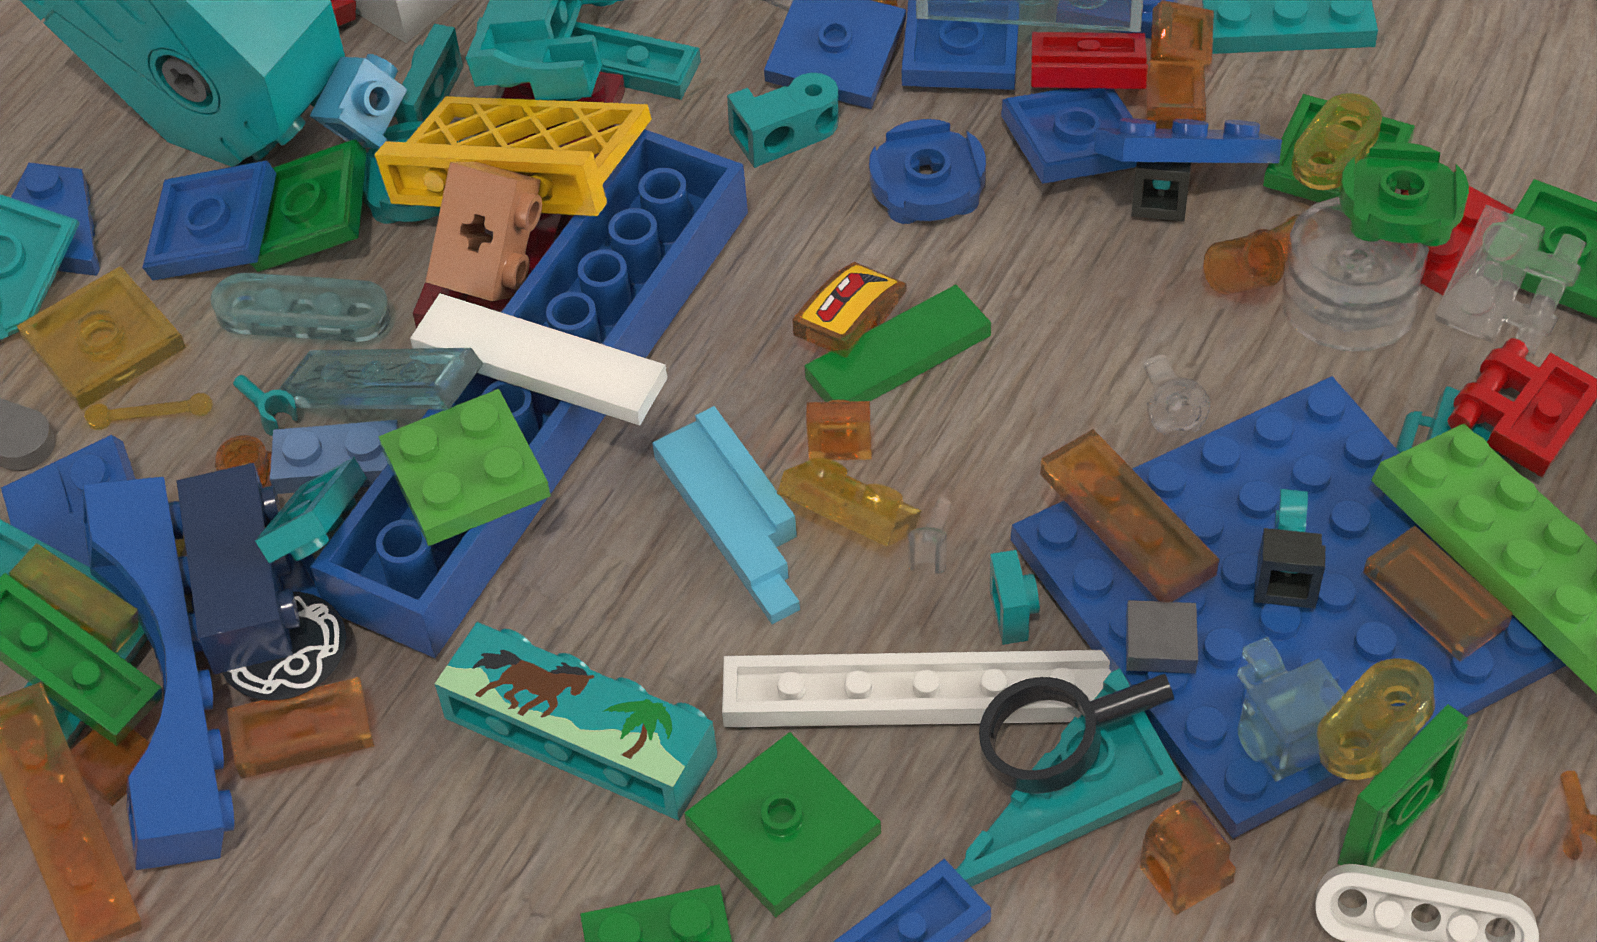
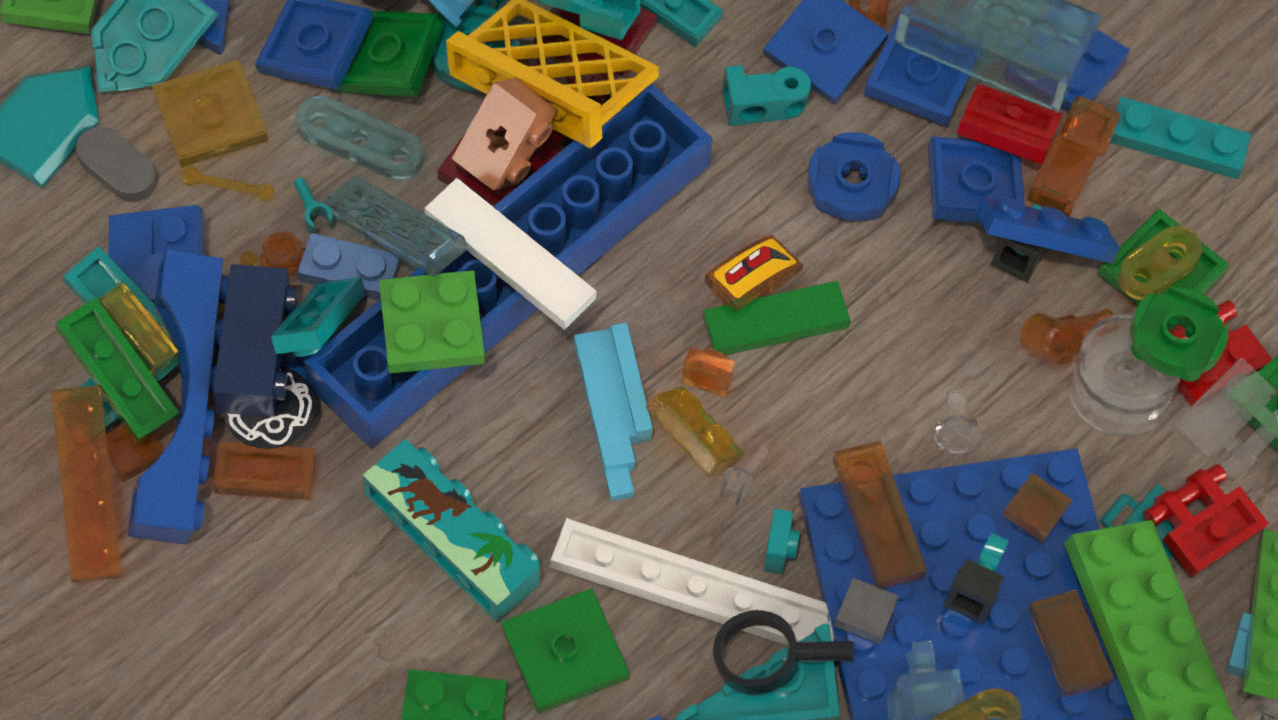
camera: 10 degrees right, 10 degrees up
(1321, 447) = (1037, 507): none -> clear orange plate

